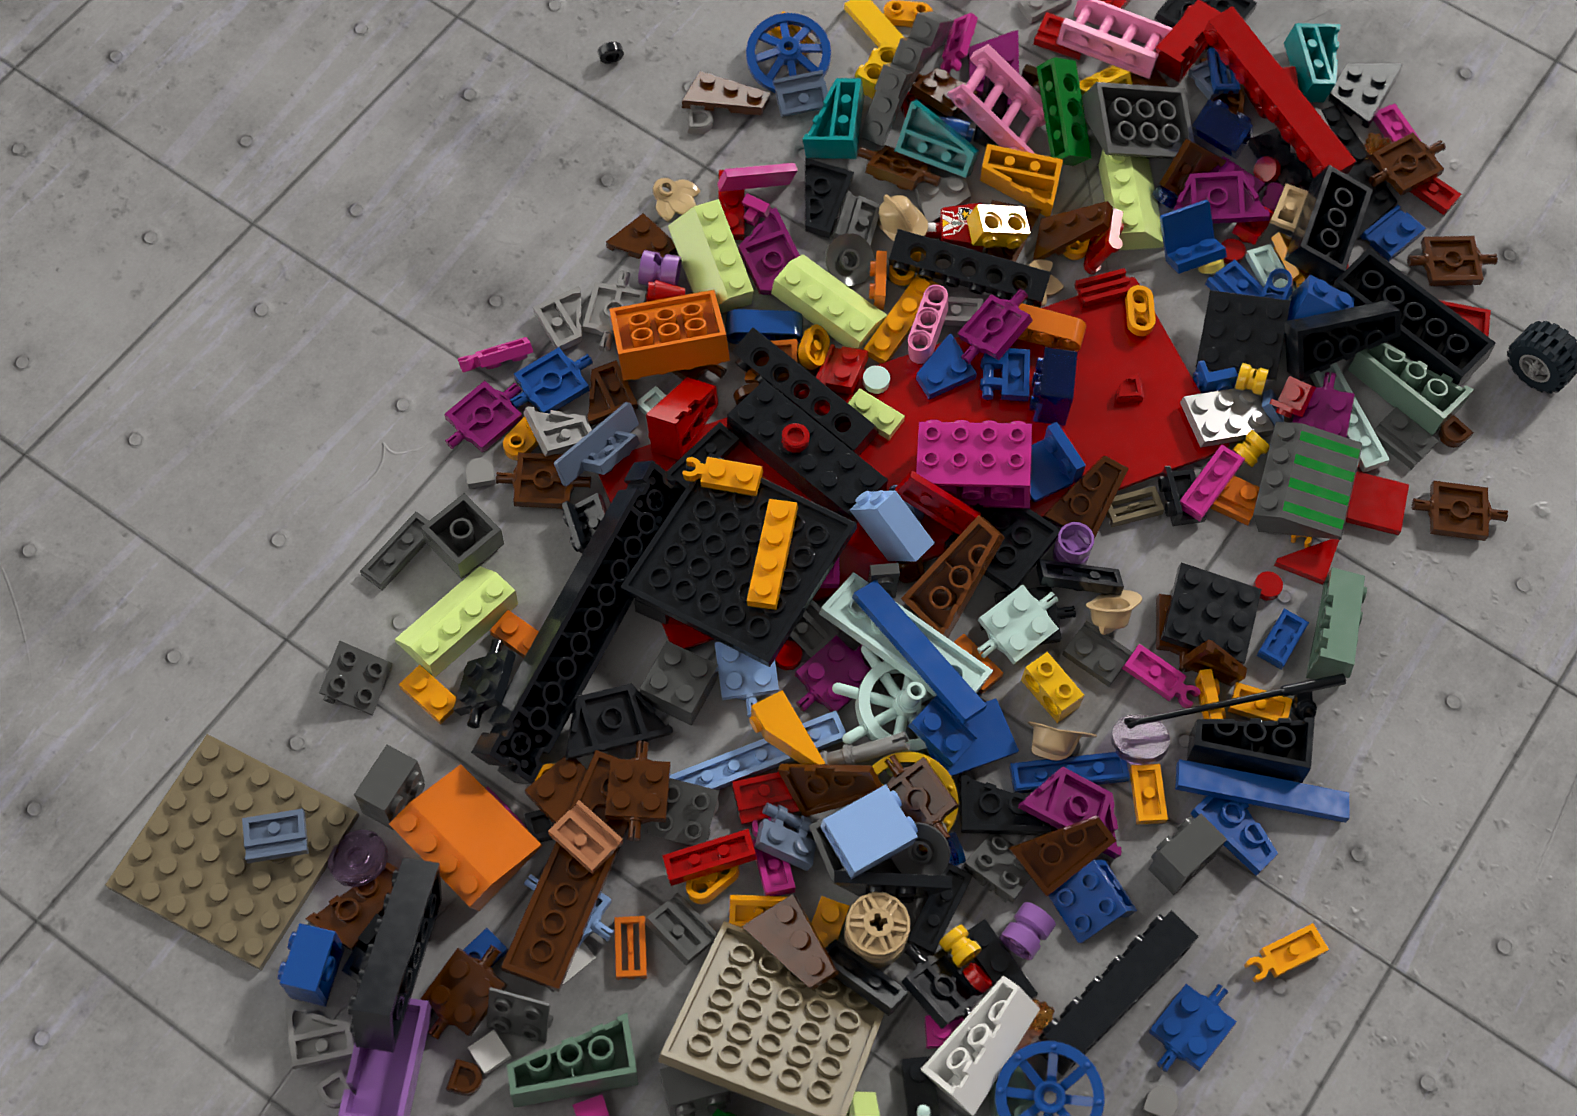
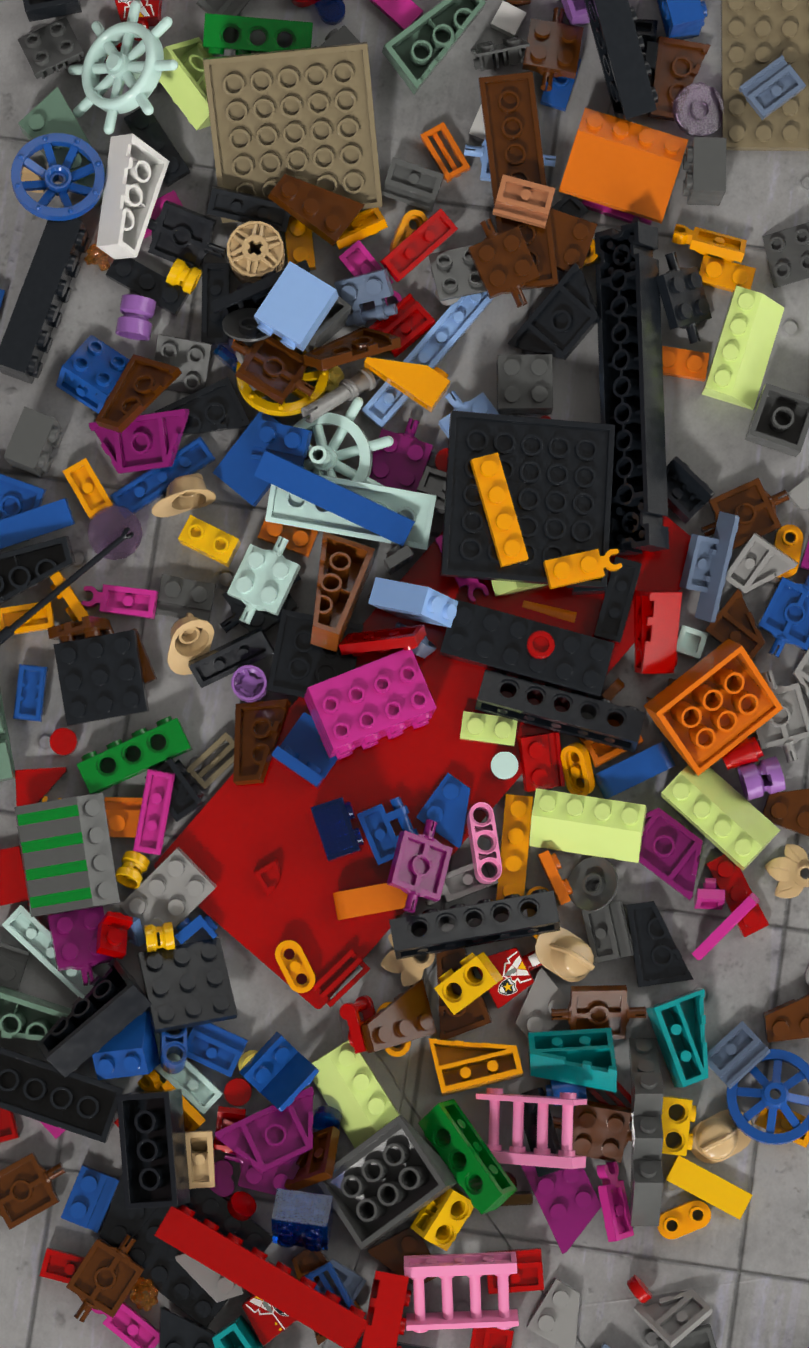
camera: 155 degrees right, 20 degrees up
(425, 726) = (710, 242): none -> light orange plate
(848, 51) = (718, 1138): none -> tan piece
(977, 977) = (159, 261): red tile -> none
(1248, 533) = (91, 764): none -> green brick

